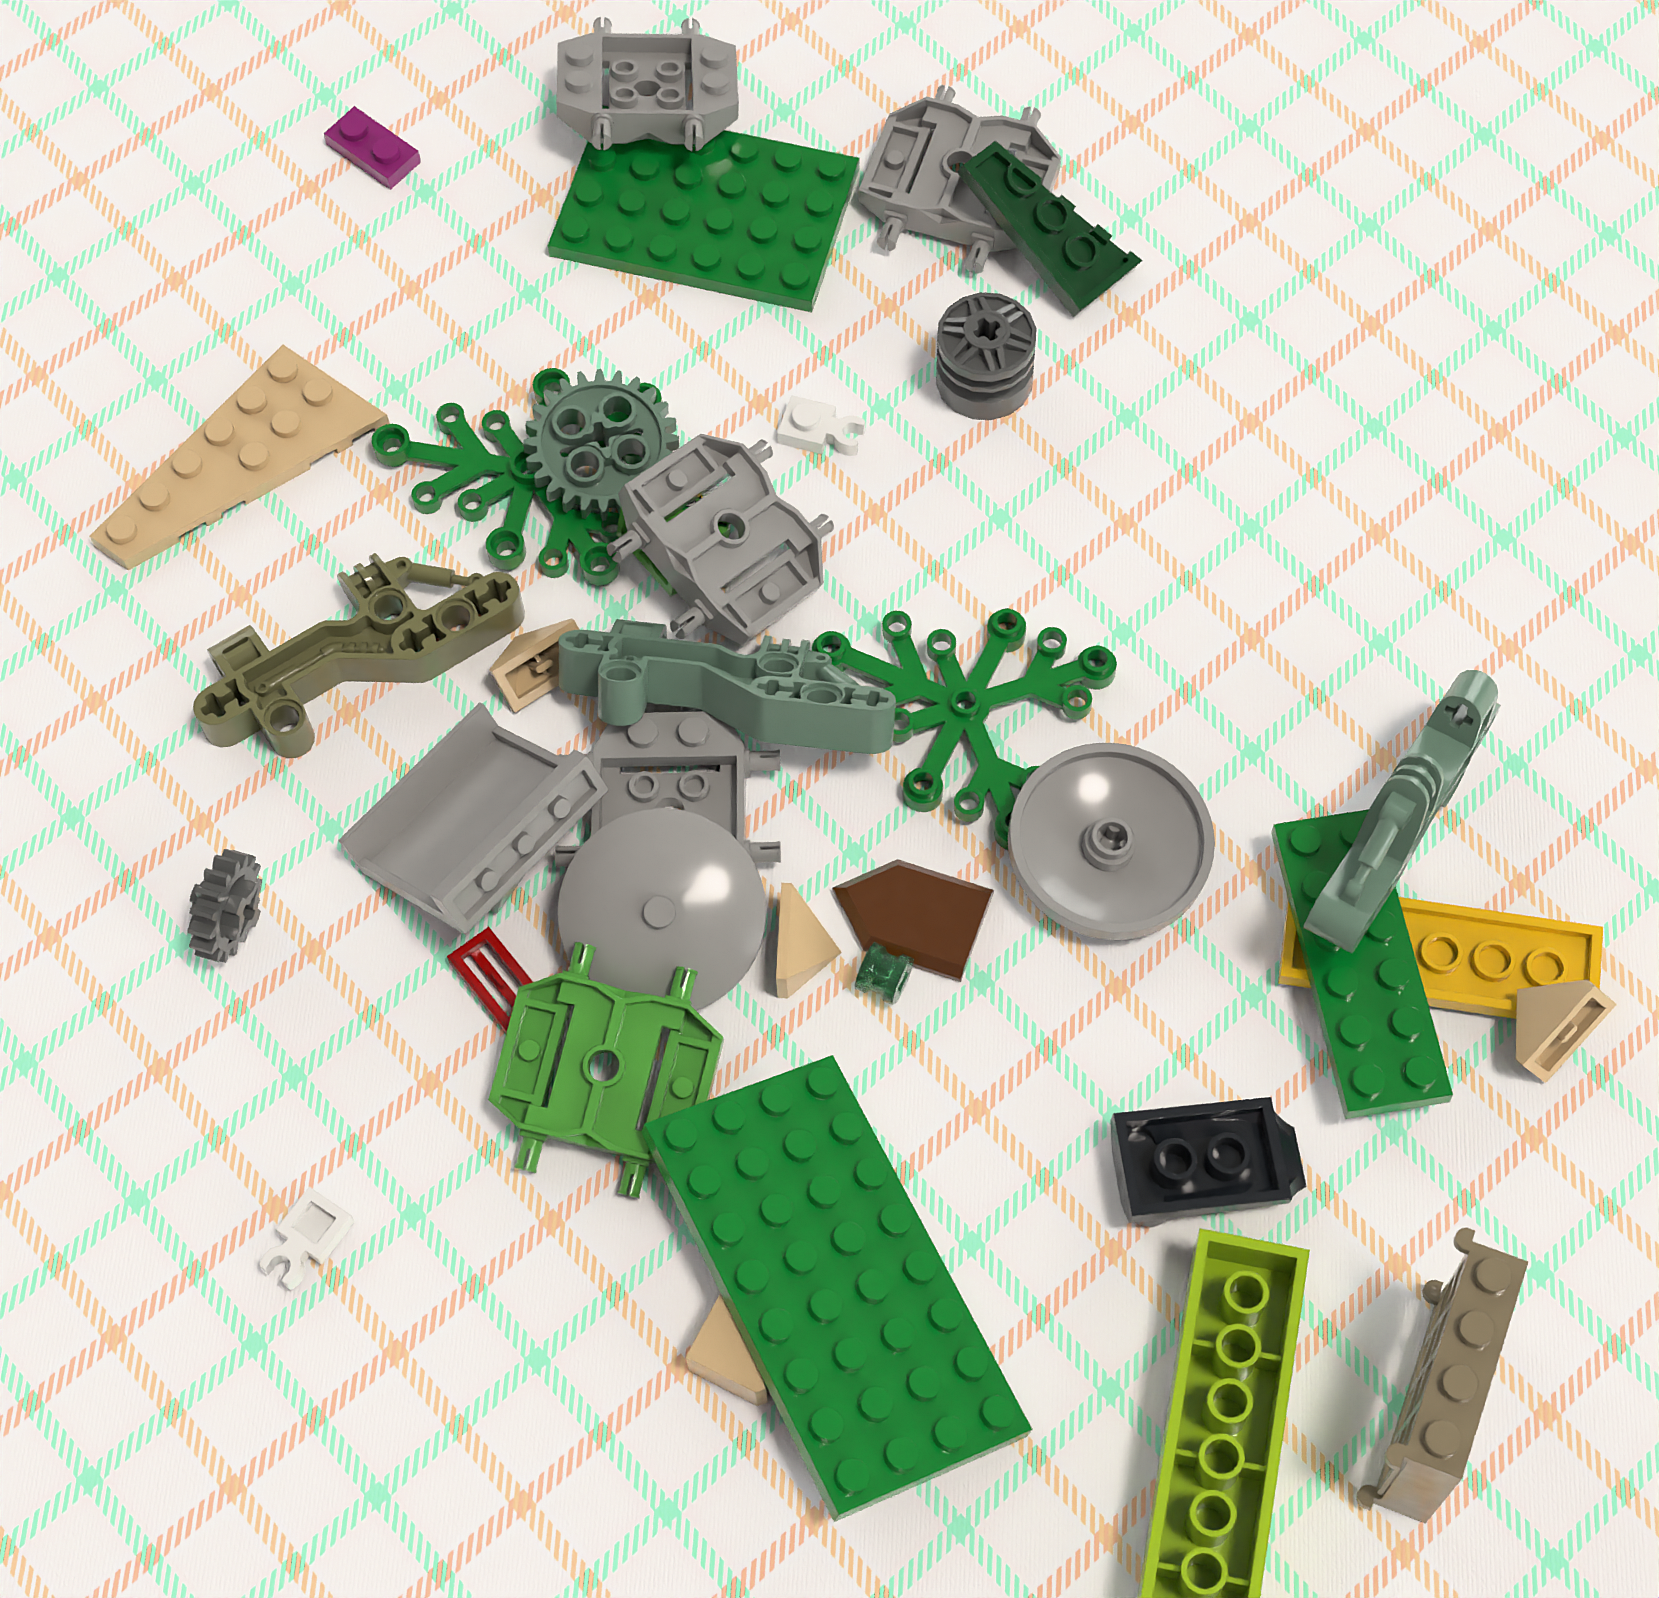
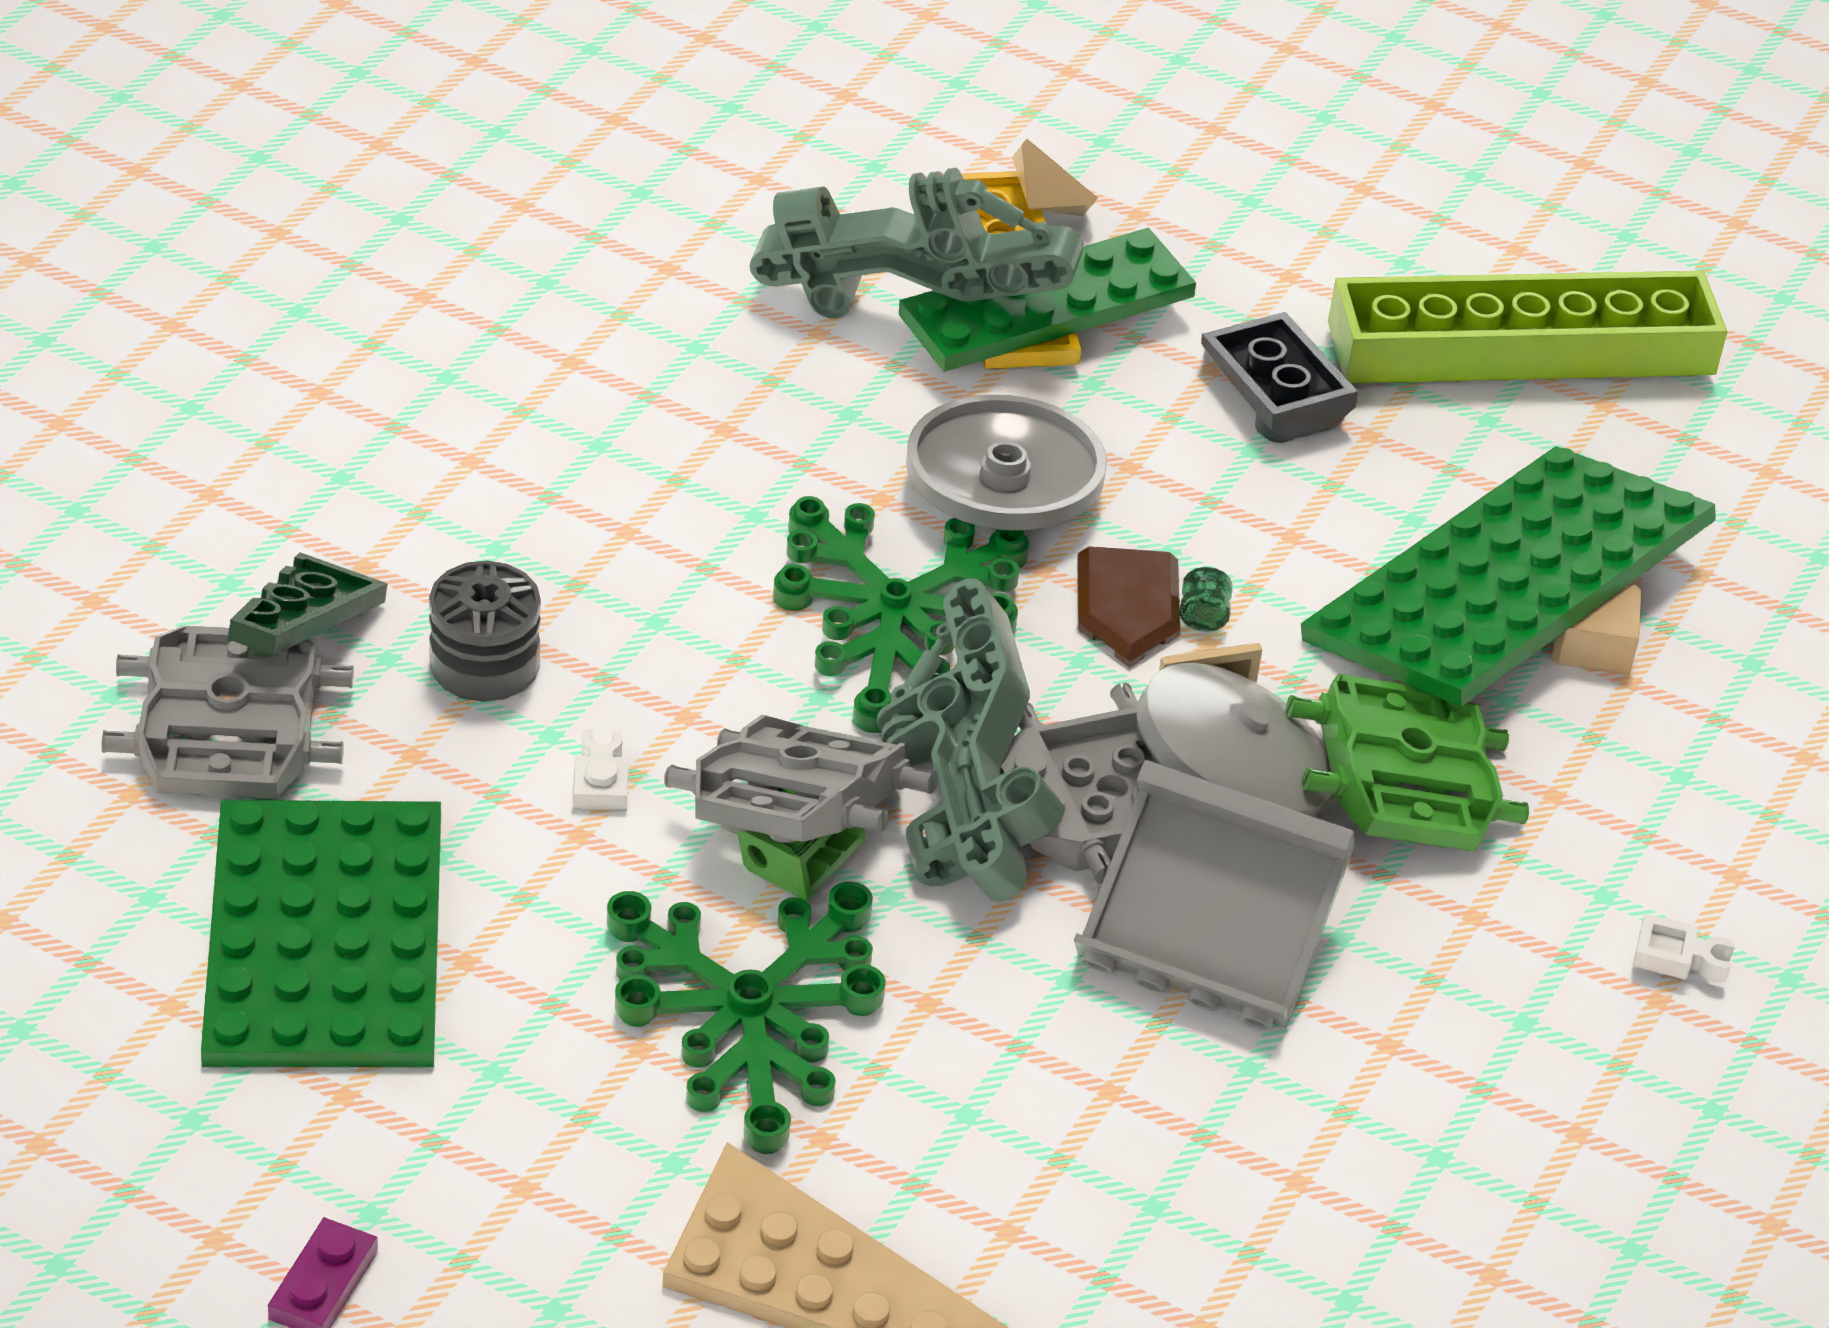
camera: 115 degrees left, 20 degrees down
(224, 905) = (1406, 1077): dark grey gear -> none
(354, 650) = (1024, 1058): olive beam -> none
(471, 949) = (1350, 914): red tile -> none
(530, 664) = (981, 936): tan slope -> none
(588, 407) = (711, 917): sand green gear -> none
(647, 67) = (145, 1030): light grey piece -> none
(1449, 1381) = (1419, 122): dark tan window -> none

